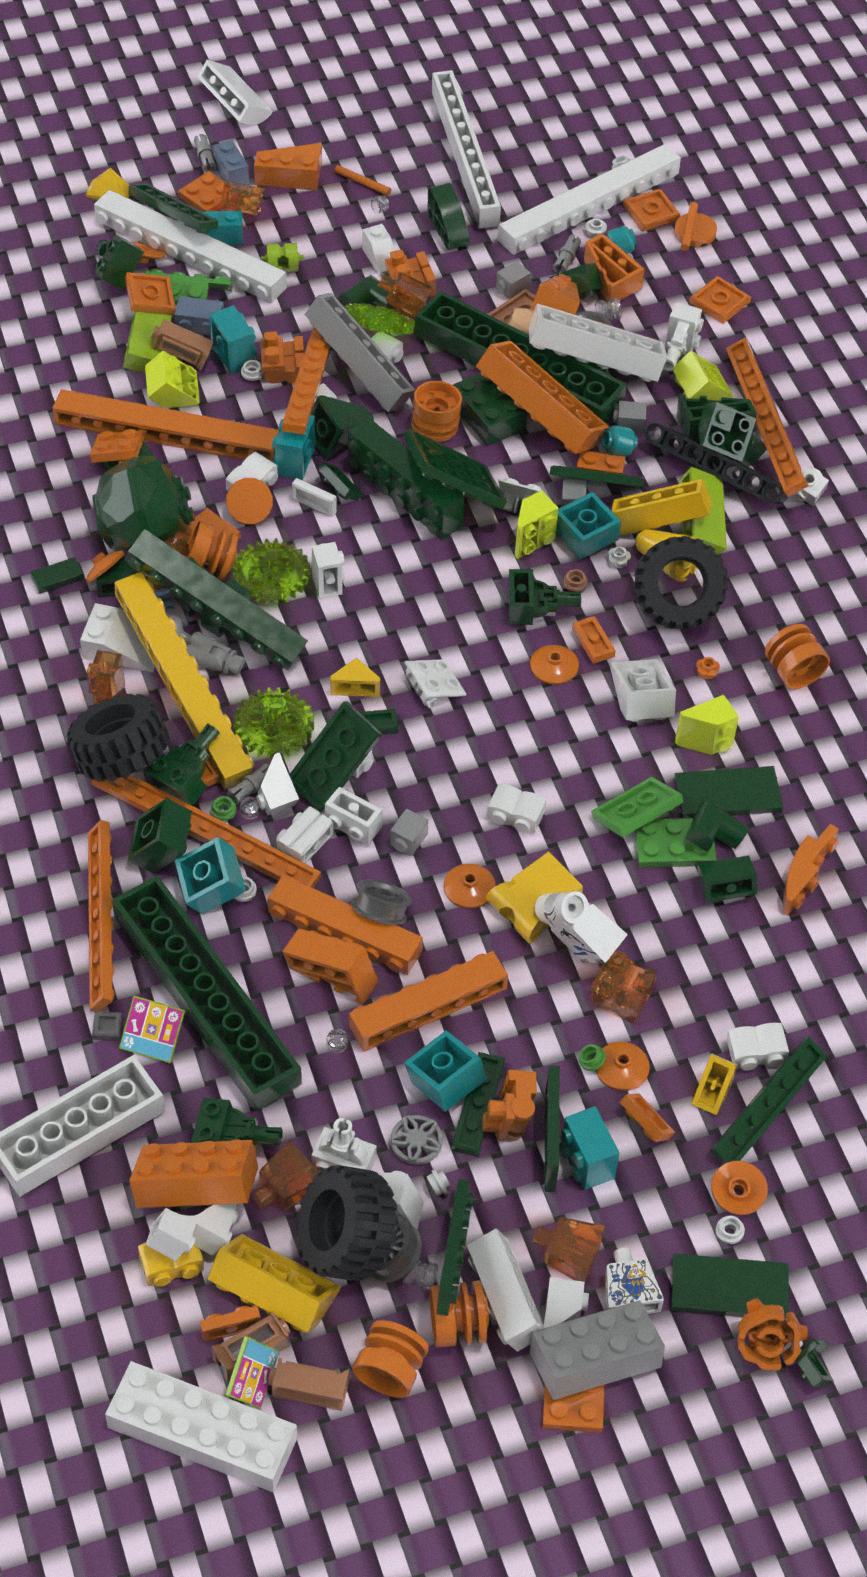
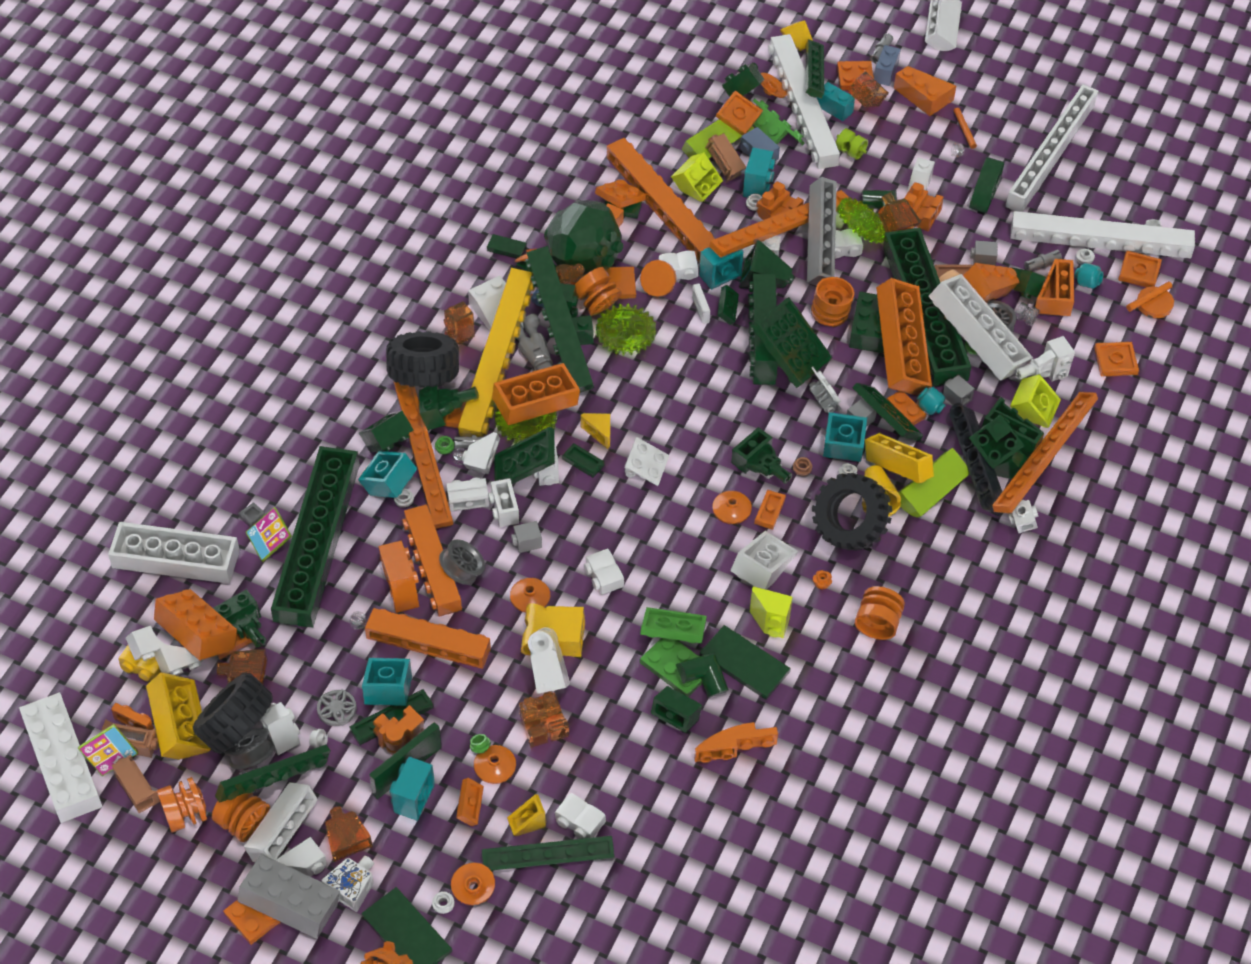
camera: 45 degrees right, 0 degrees up
(100, 920) = (308, 458): orange plate -> none
(272, 688) = (535, 394): none -> orange brick
(327, 569) = (653, 350): white brick -> none
(341, 1148) = (285, 681): white brick -> none
(535, 524) = (808, 412): neon yellow slope -> none

